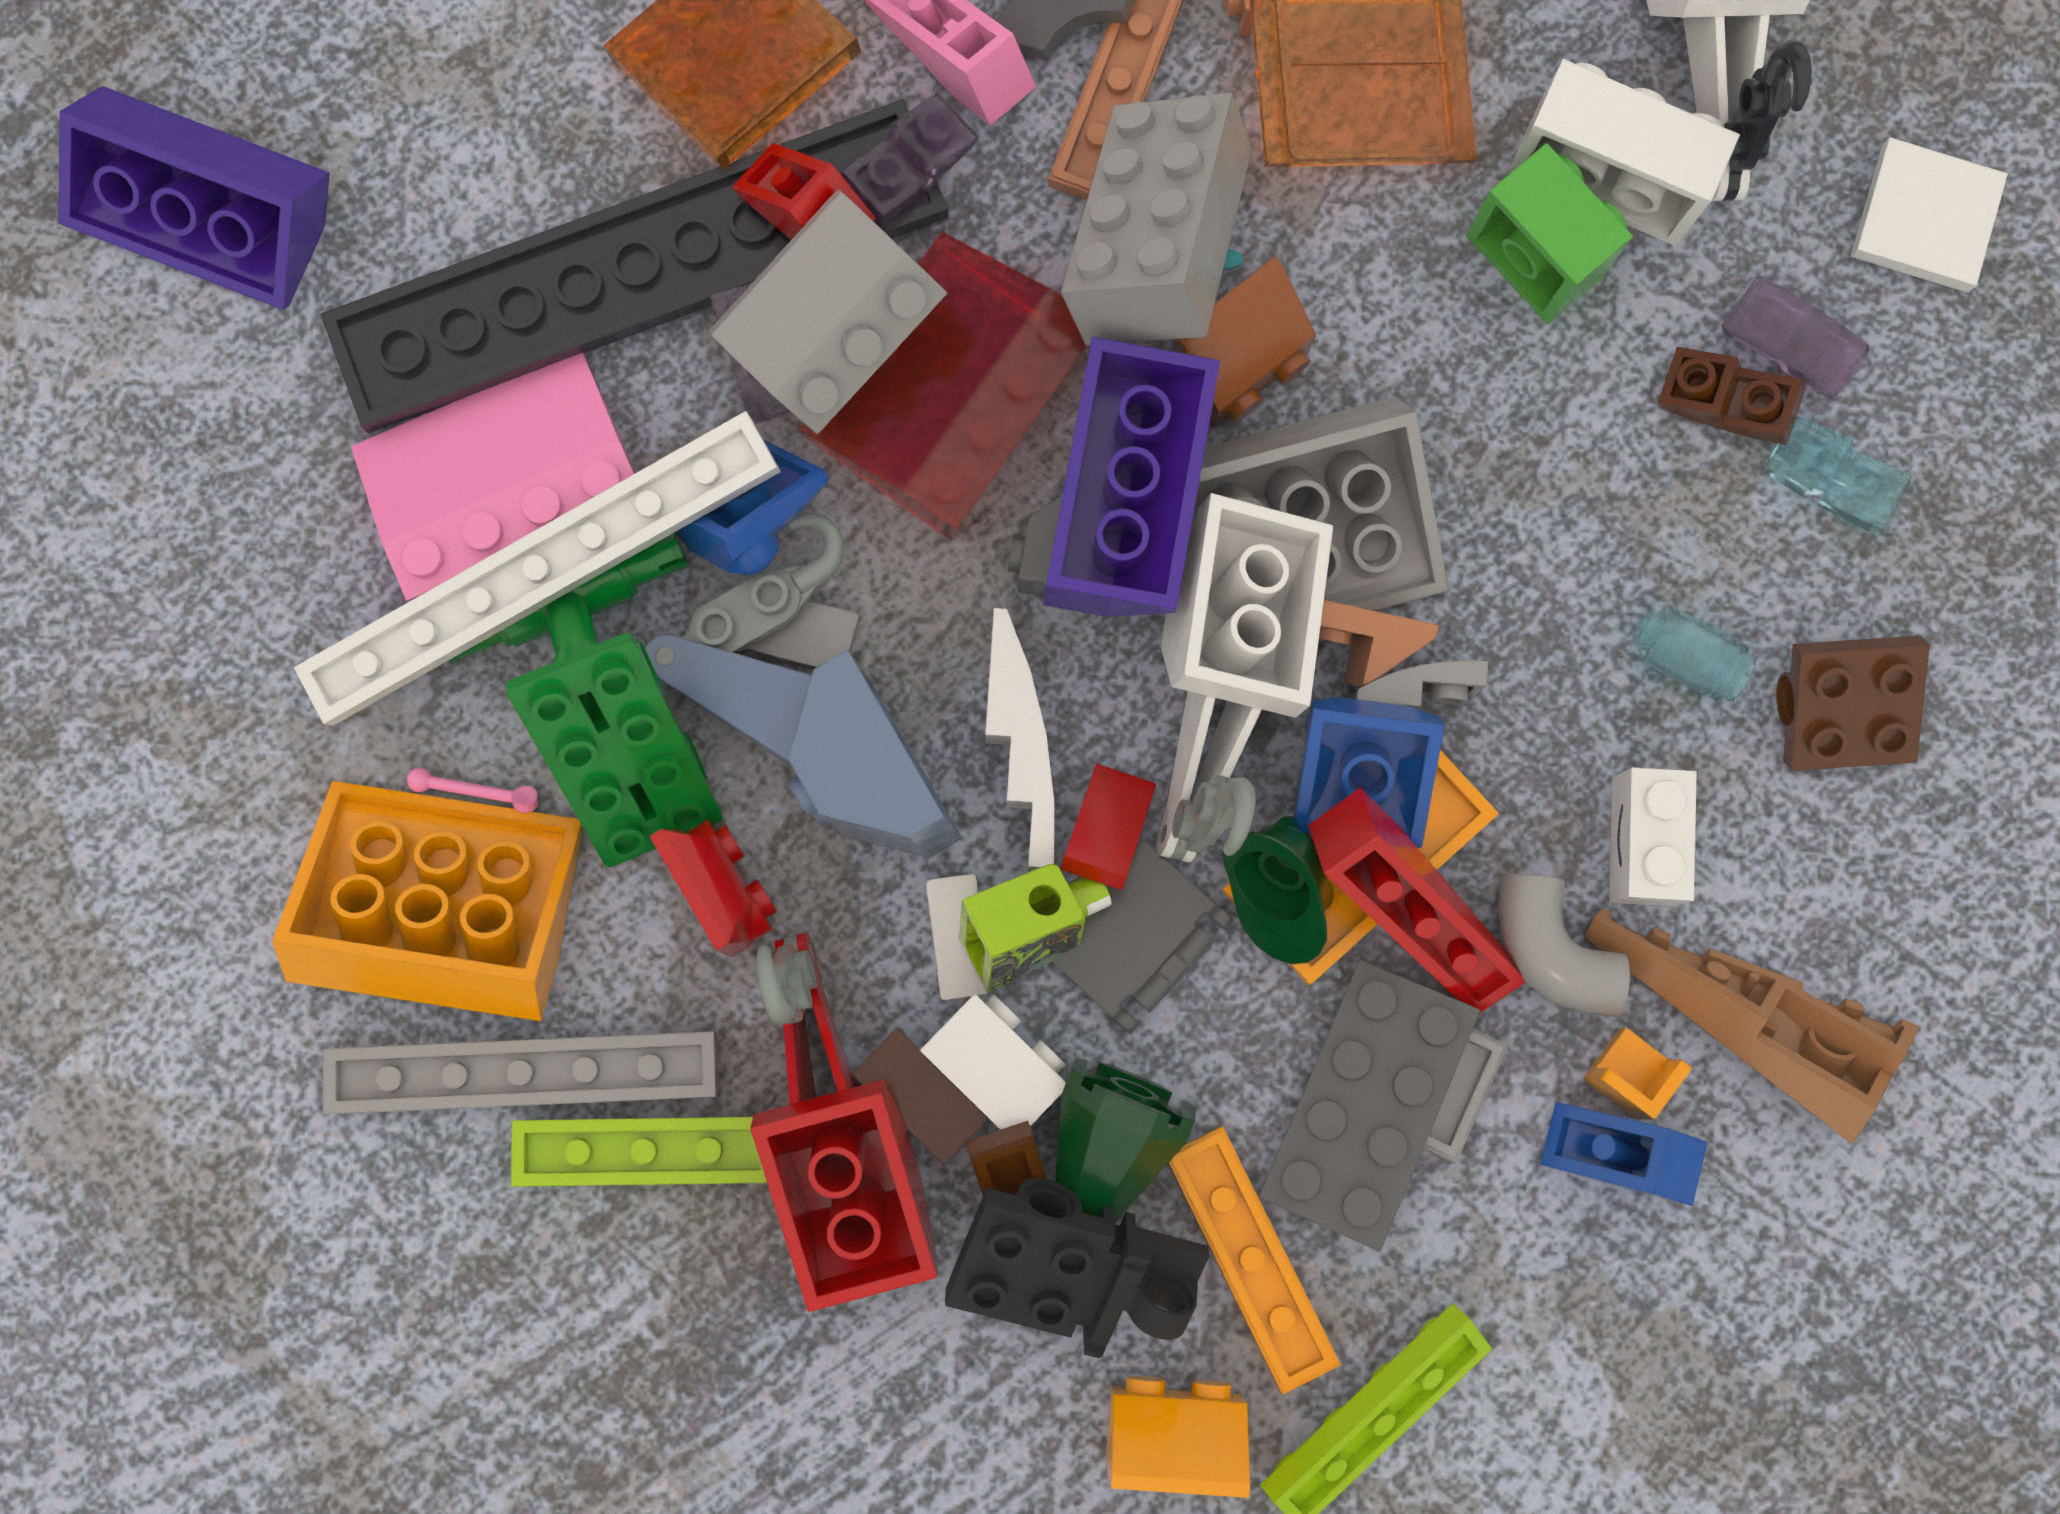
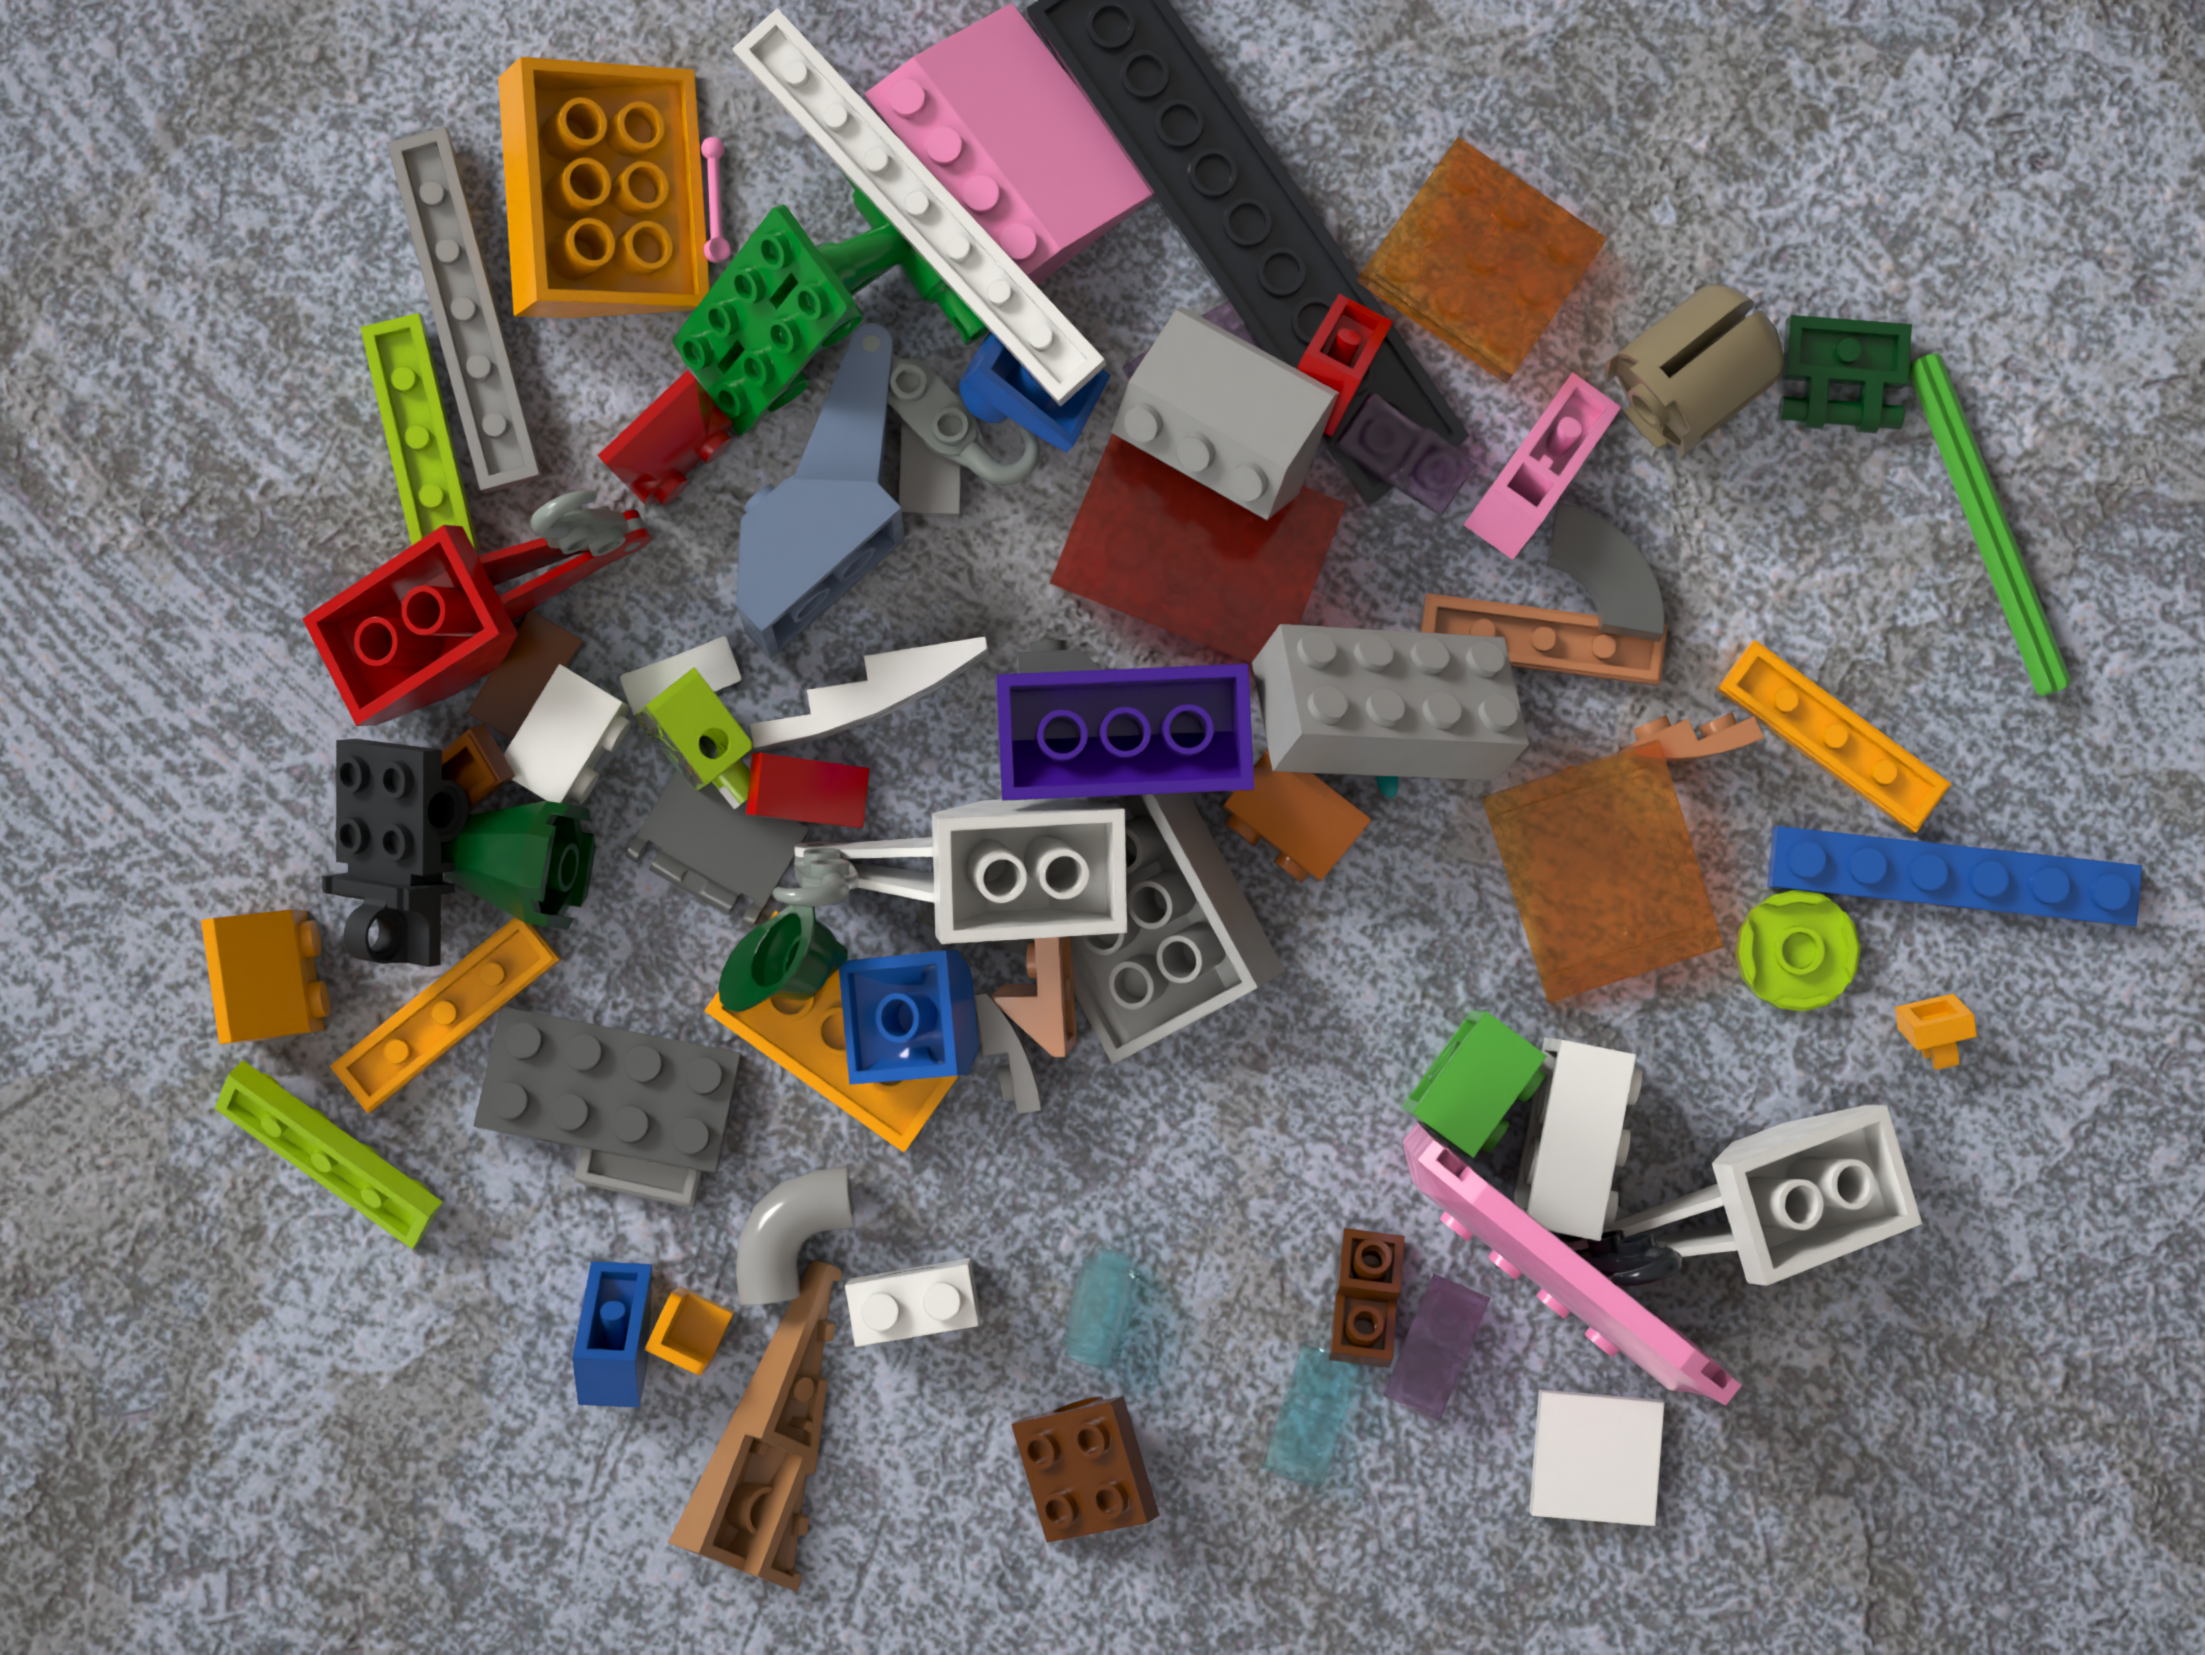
camera: 80 degrees right, 5 degrees up
(1411, 900) = (799, 1074): red slope -> none
(1755, 183) = (1565, 1277): none -> bright pink slope

